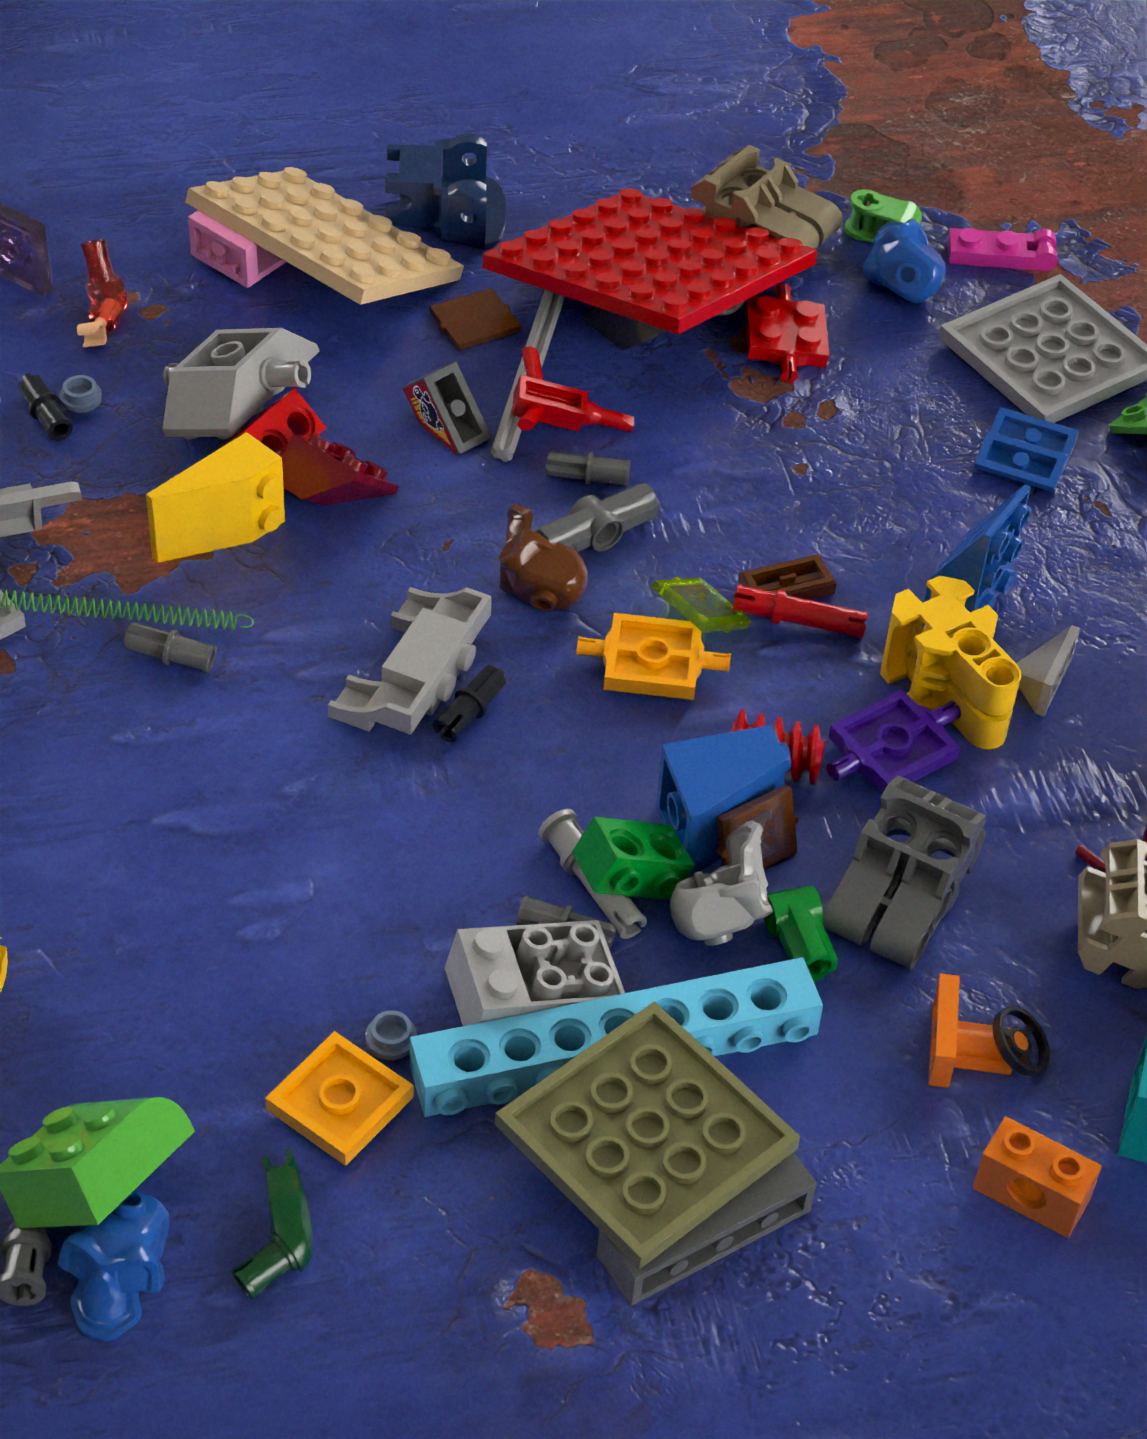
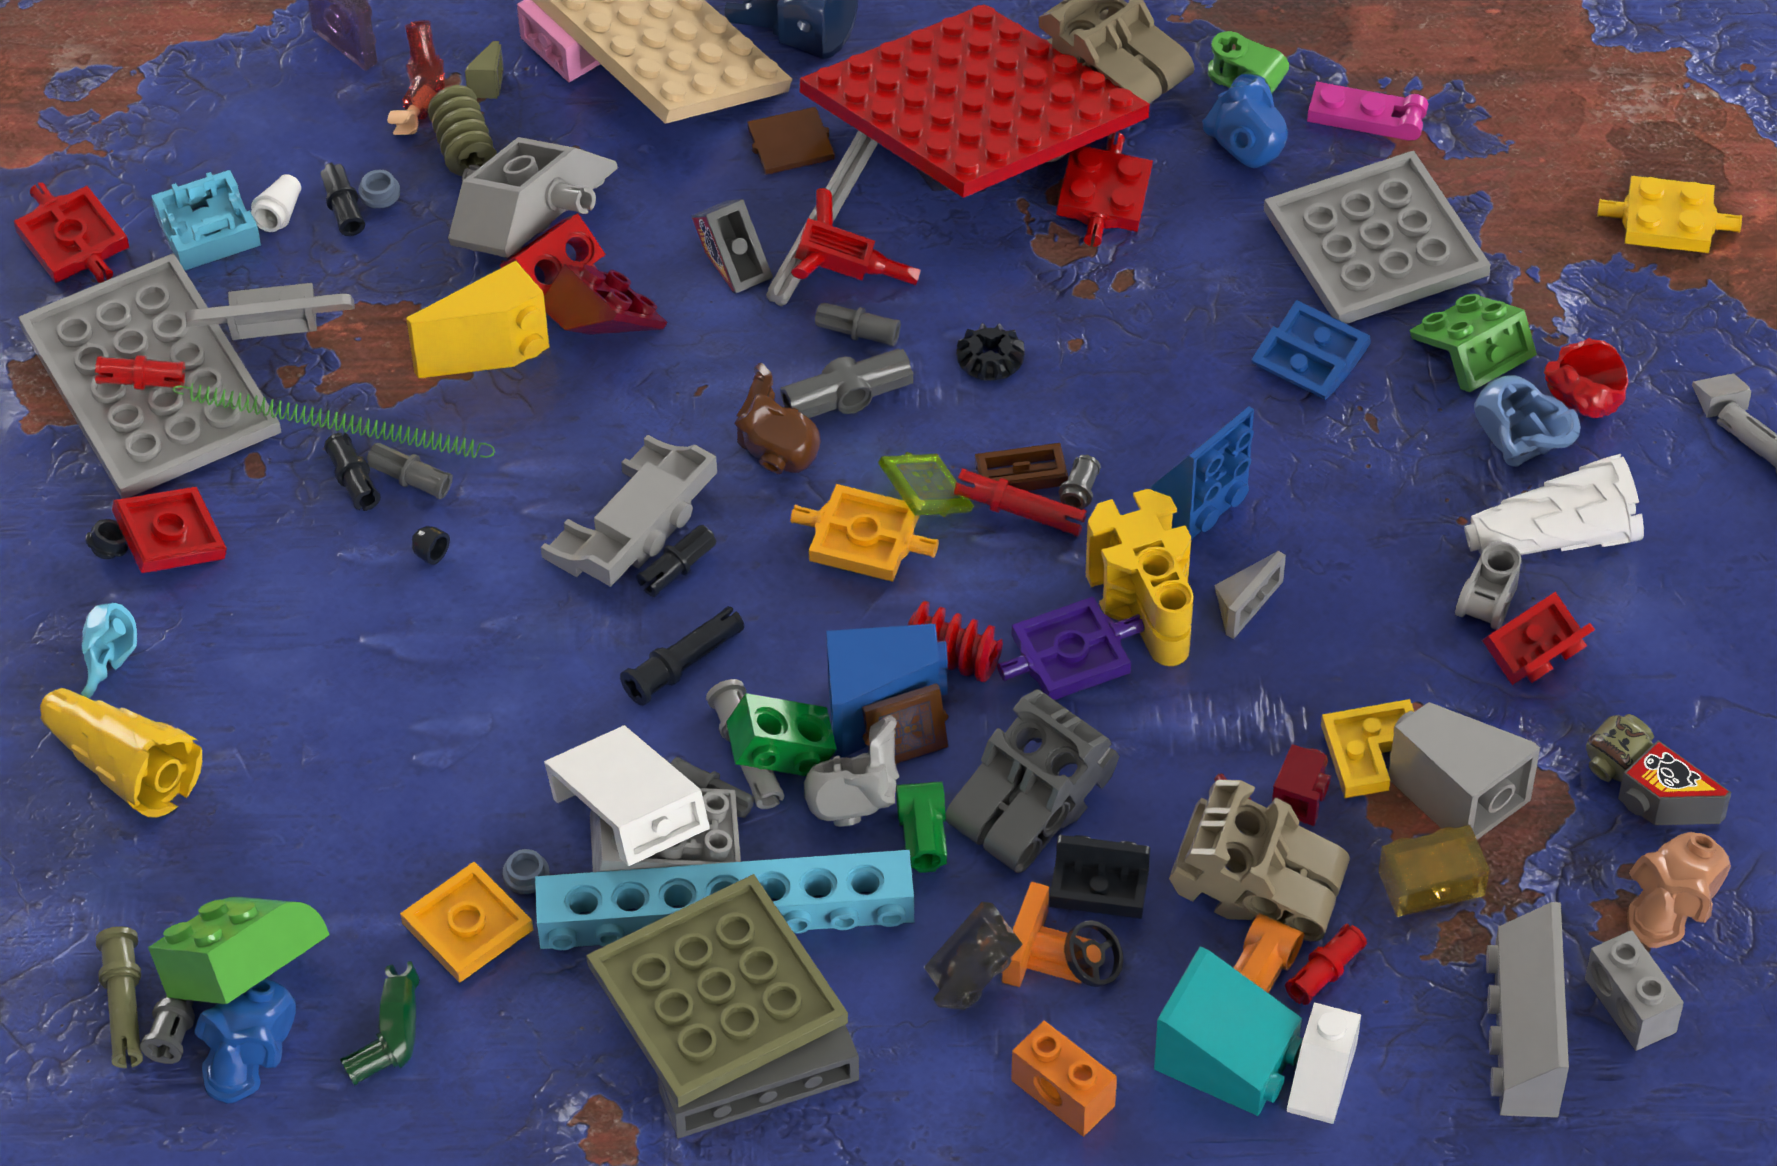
camera: 15 degrees right, 5 degrees up
(110, 654) = (352, 471): none -> black pin
(152, 332) = (460, 128): none -> olive piece
(165, 284) = (486, 72): none -> olive slope
(208, 715) = (430, 544): none -> black hinge
(488, 804) = (666, 665): none -> black pin
(499, 927) = (631, 791): none -> white panel
(726, 492) = (990, 365): none -> black gear
(850, 586) = (1078, 487): none -> dark grey pin
(903, 1060) = (972, 957): none -> clear smoke bracket
(1002, 959) = (1100, 876): none -> black bracket

